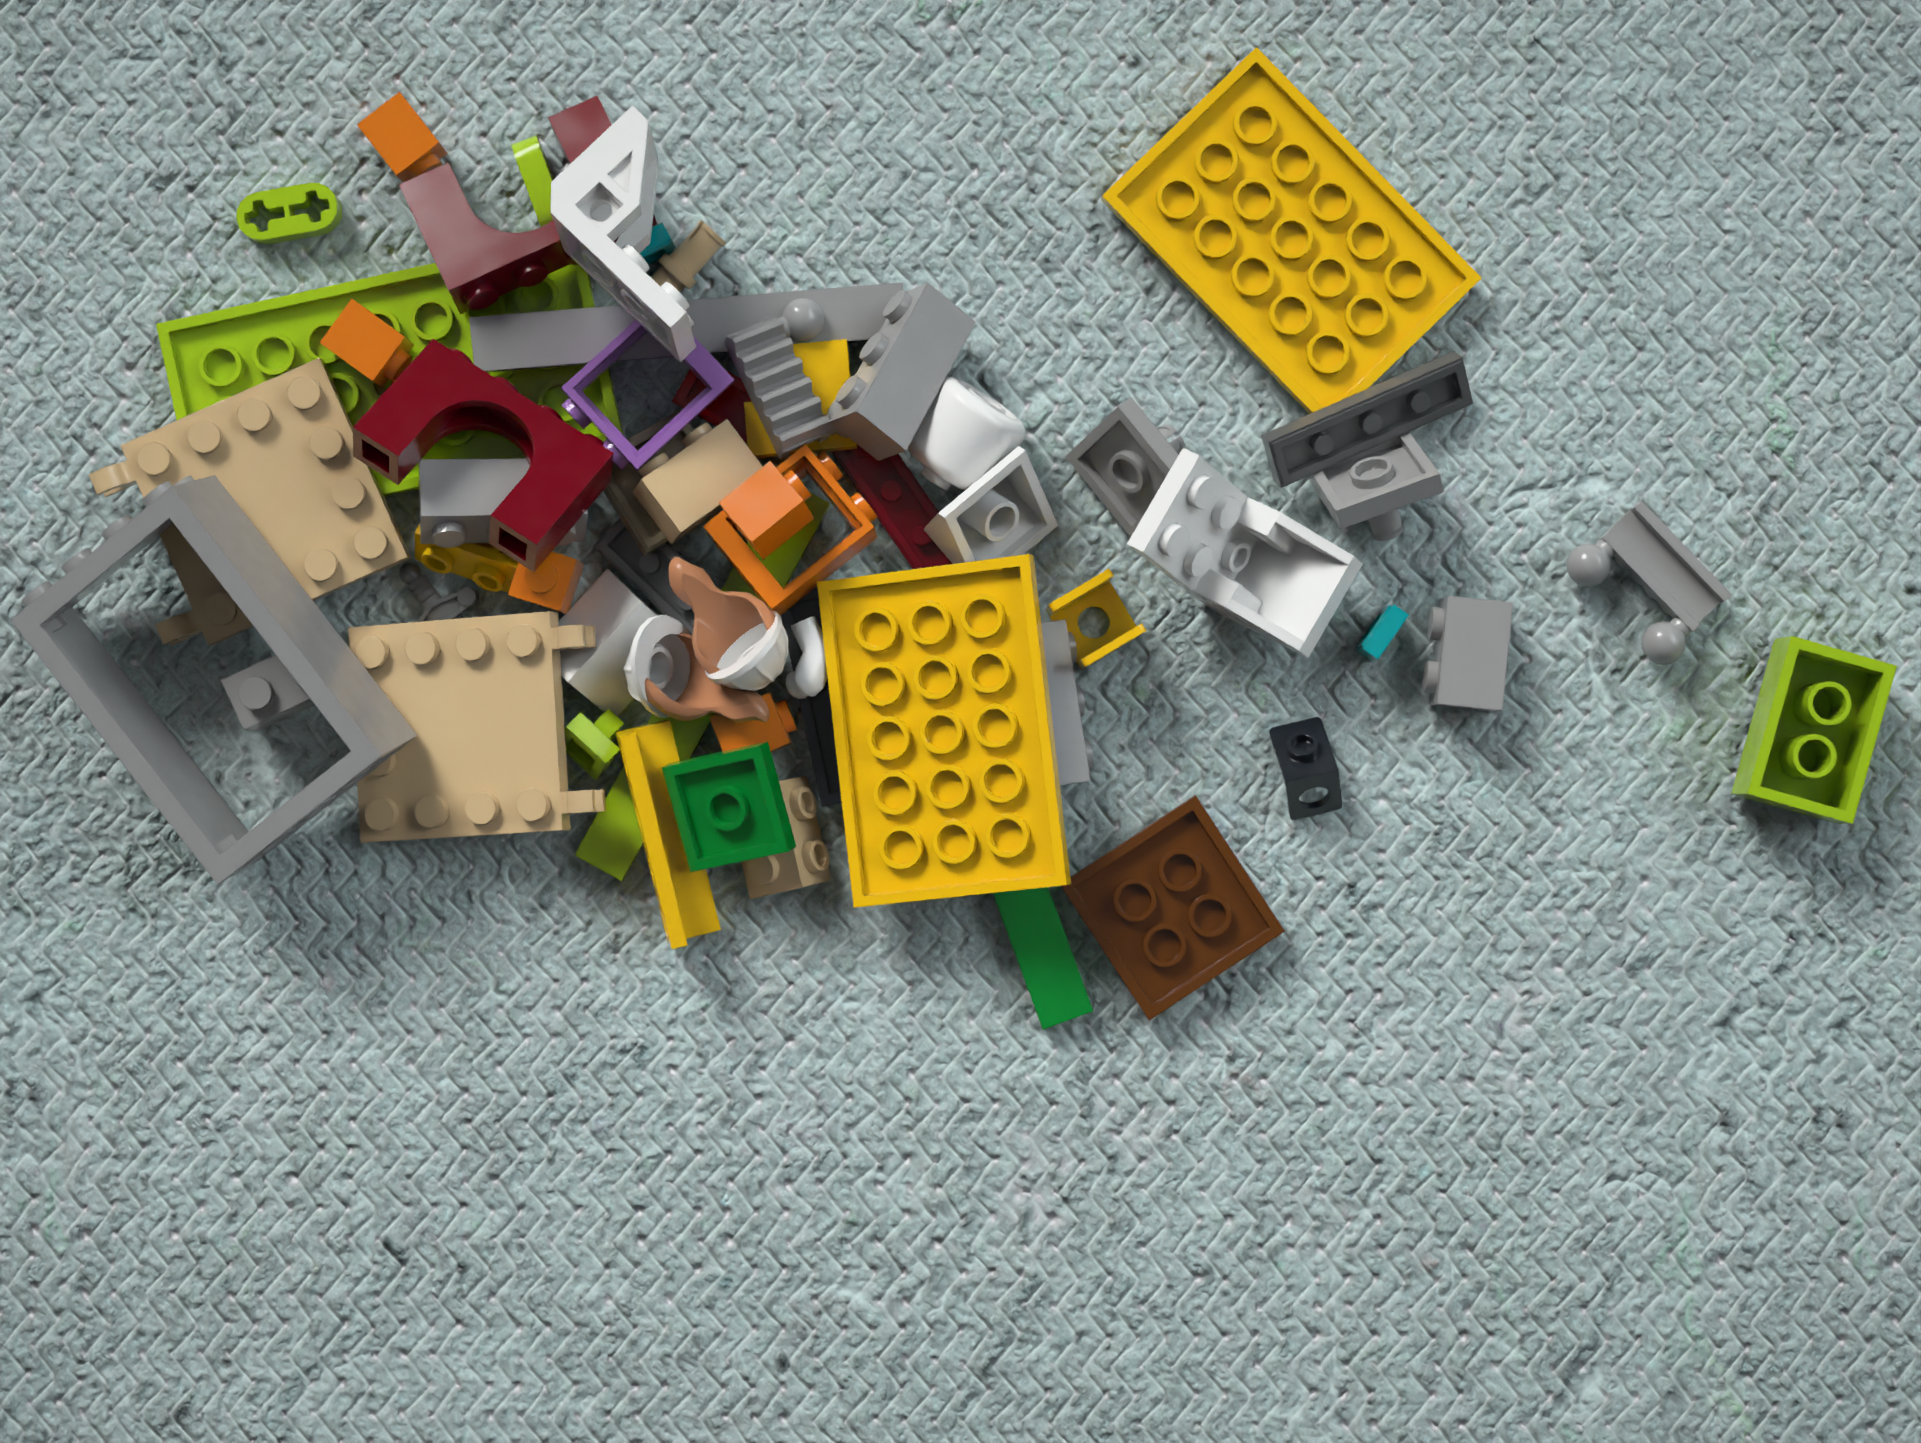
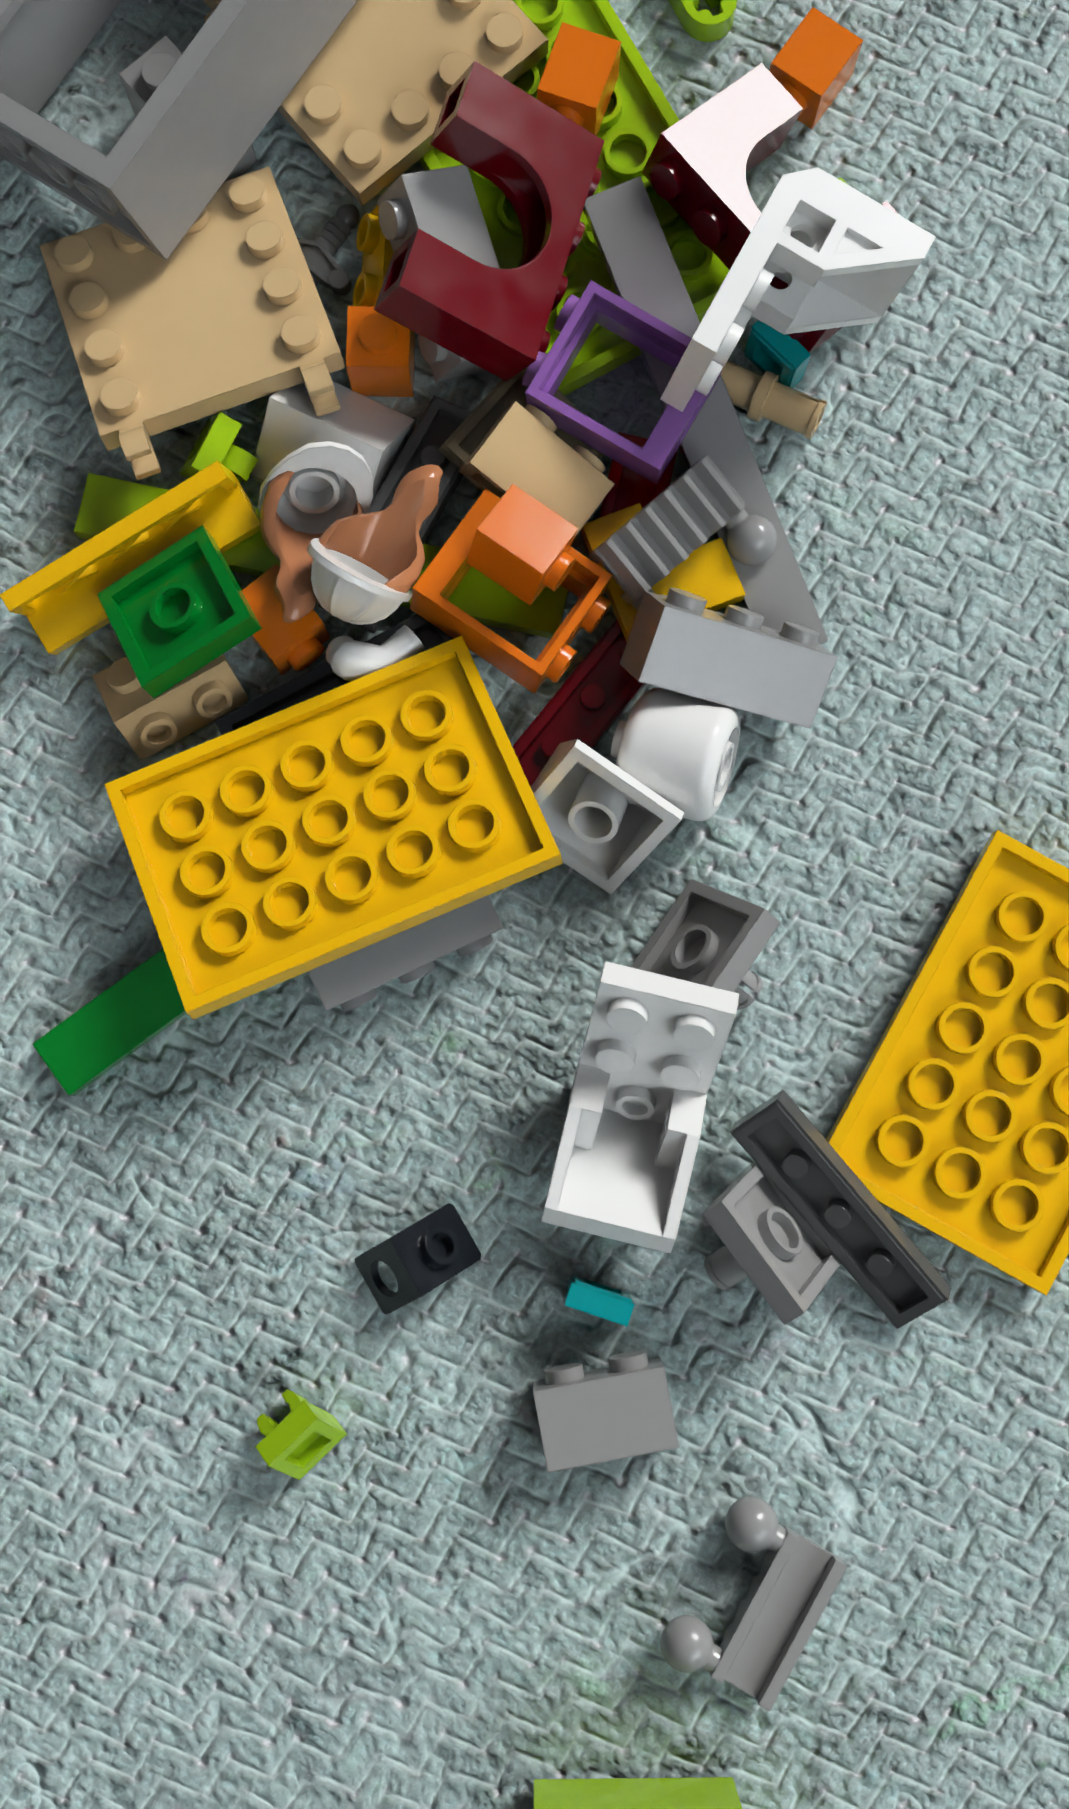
camera: 75 degrees right, 5 degrees down
(1101, 594) = (520, 932): yellow piece -> none
(1172, 907) = (211, 1151): reddish brown plate -> none
(1419, 900) = (299, 1438): none -> lime tile

